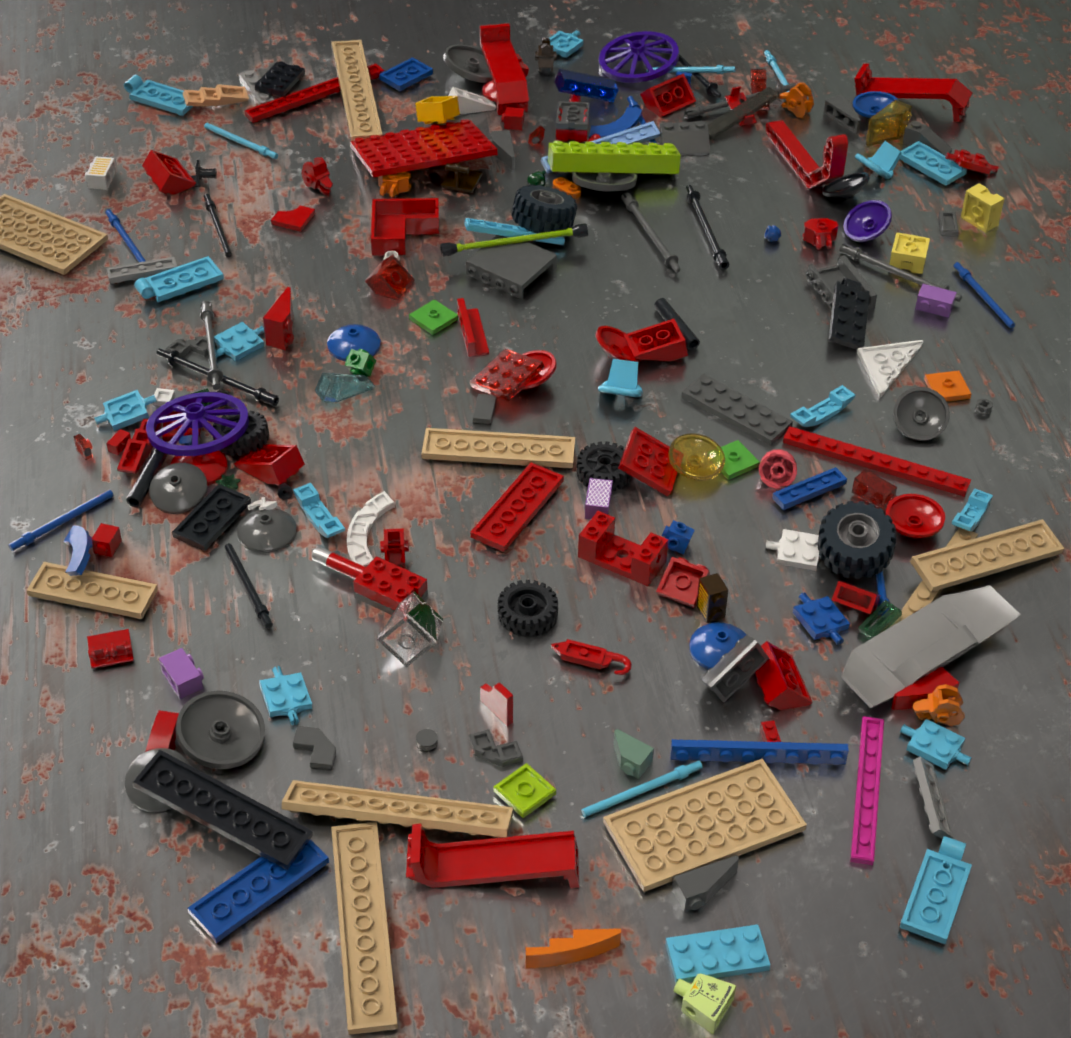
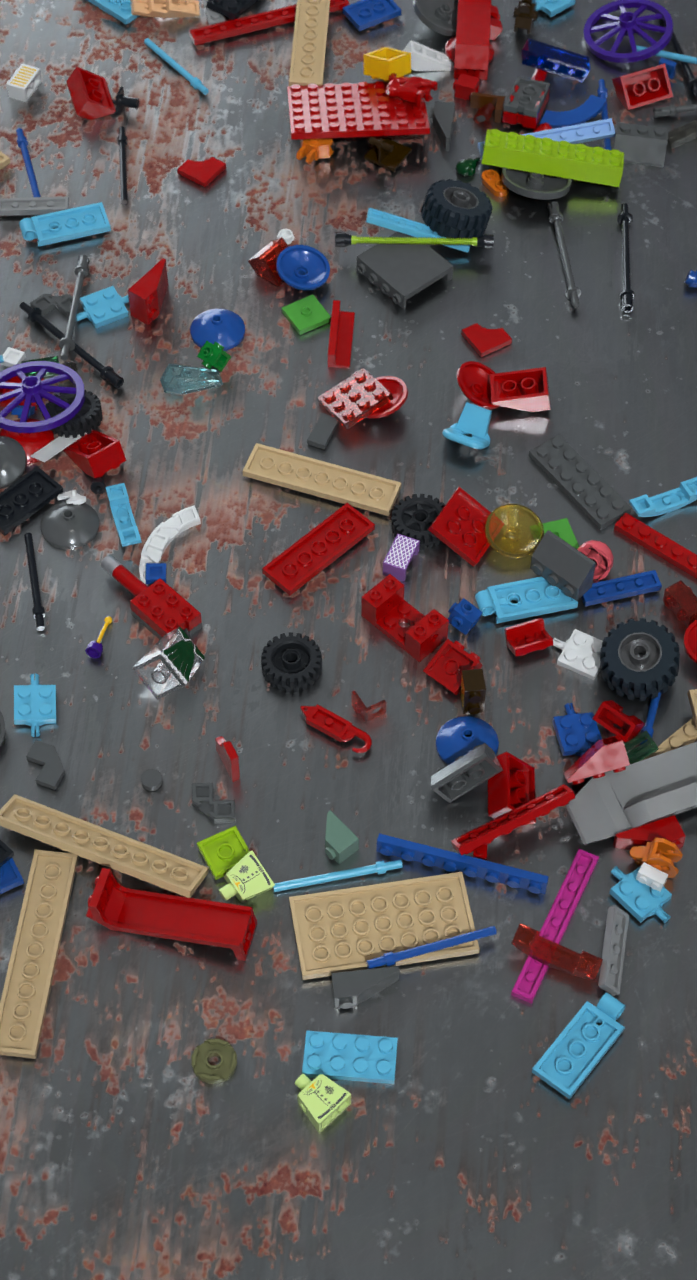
camera: 15 degrees right, 10 degrees up
(229, 481) = (49, 465): clear green plant -> none
(230, 465) = (54, 447): none -> white sticker
(317, 175) = (238, 125): red hinge -> none
(330, 629) = (95, 648): none -> dark purple hinge
(368, 553) = (155, 571): none -> blue plate
(394, 546) = (182, 570): red hinge -> none
(401, 217) = (306, 191): red piece -> none
(418, 277) = (303, 267): none -> blue dish
(468, 123) = (412, 89): none -> red animal
(529, 126) = (479, 100): none -> reddish brown bracket
(556, 808) = (246, 879): none -> yellowish green torso
(581, 1001) = (217, 1073): none -> olive tile
(583, 945) = (225, 1020): orange slope -> none
(606, 310) = (486, 340): none -> red tile
(611, 635) = (366, 713): none -> clear red bracket
(669, 313) = (553, 371): black piece -> none
(725, 850) = (391, 958): none -> blue bar
(733, 509) = (533, 596): none -> medium azure hinge
(742, 544) = (527, 637): none -> red bracket
(755, 475) = (563, 566): none -> dark grey slope
(794, 700) = (507, 822): none -> red plate
(854, 630) = (602, 757): none -> slope
(883, 815) = (556, 956): none -> clear red slope
(943, 724) = (652, 877): none -> white piece

